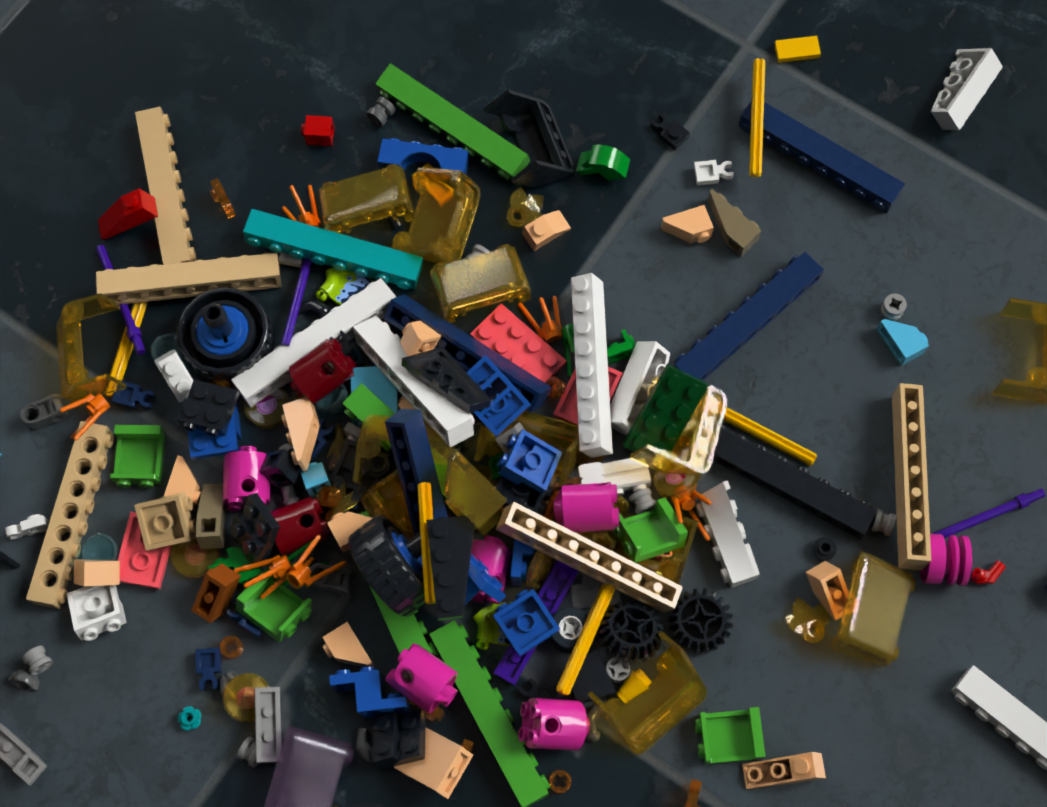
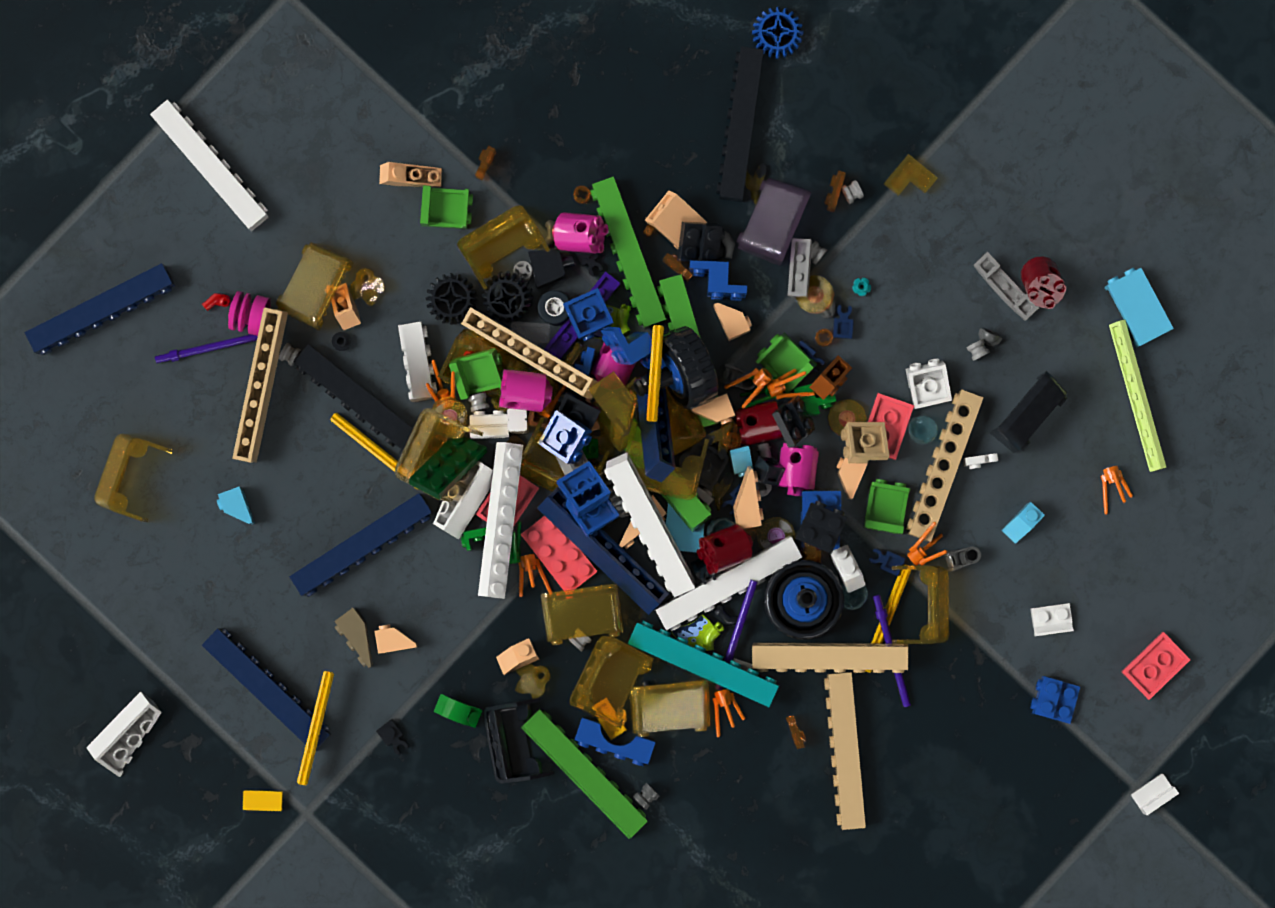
camera: 175 degrees left, 15 degrees up
(96, 572) = (926, 410): light nougat slope -> none
(127, 213) = (879, 726): red slope -> none
(211, 517) = (828, 445): dark tan slope -> none
(318, 130) = (704, 786): red brick -> none
(418, 338) = (641, 561): light nougat slope -> none
(423, 678) = (674, 279): dark pink cylinder -> none
(447, 377) = (621, 514): black wing -> none
(450, 561) = (638, 356): black wing -> none
(557, 387) = (532, 512): clear orange bush -> none
(585, 639) = (544, 294): yellow axle -> none
(634, 685) = (510, 257): yellow cone -> none
(709, 172) = (367, 689): white plate -> none
(893, 312) = (239, 539): light grey wheel -> none

